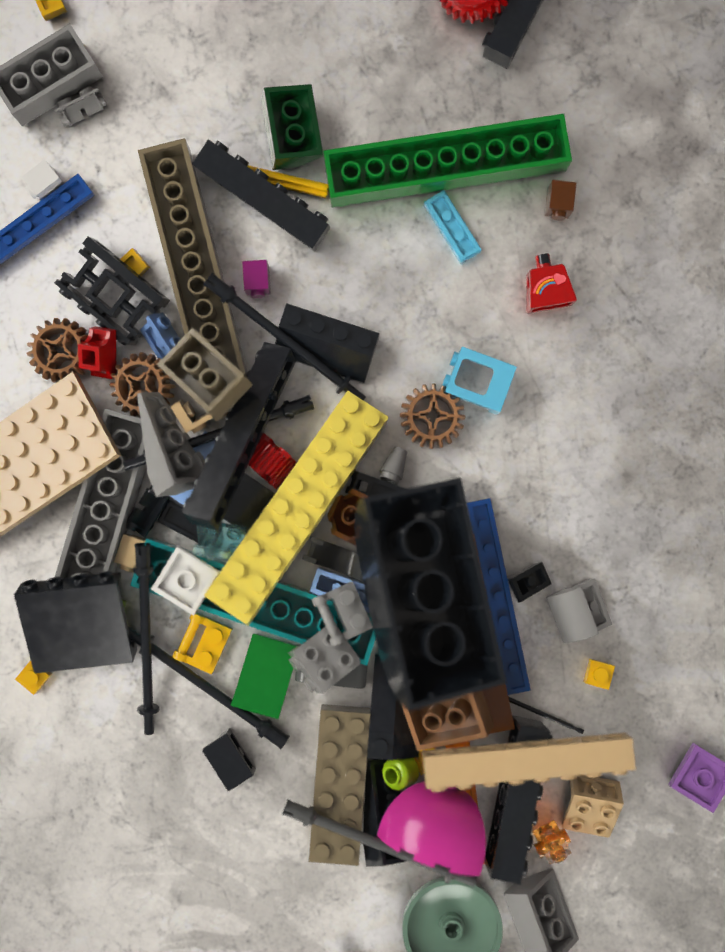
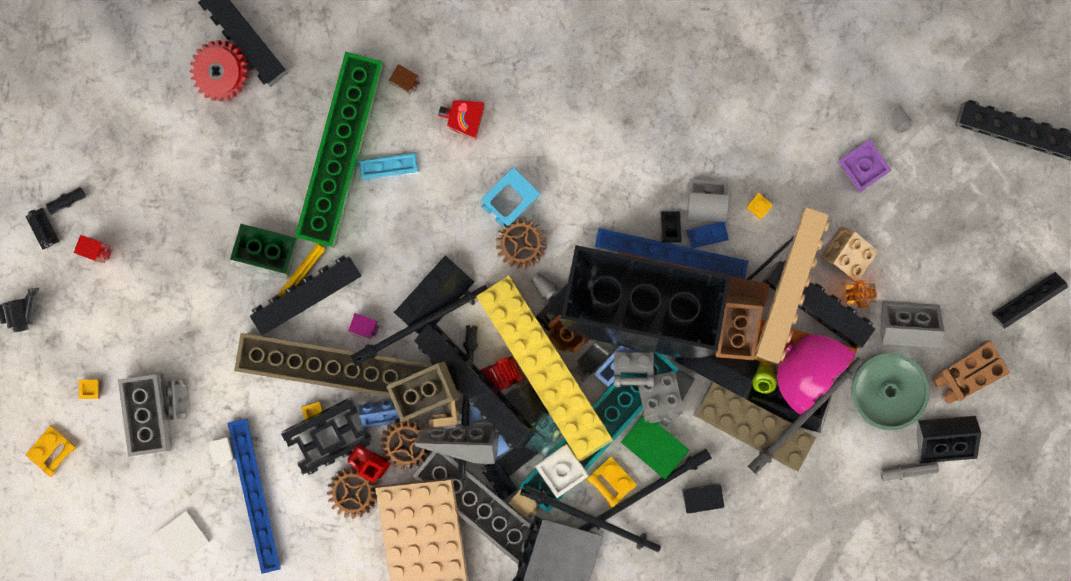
camera: 60 degrees left, 0 degrees up
(538, 628) = (707, 235): none -> blue plate

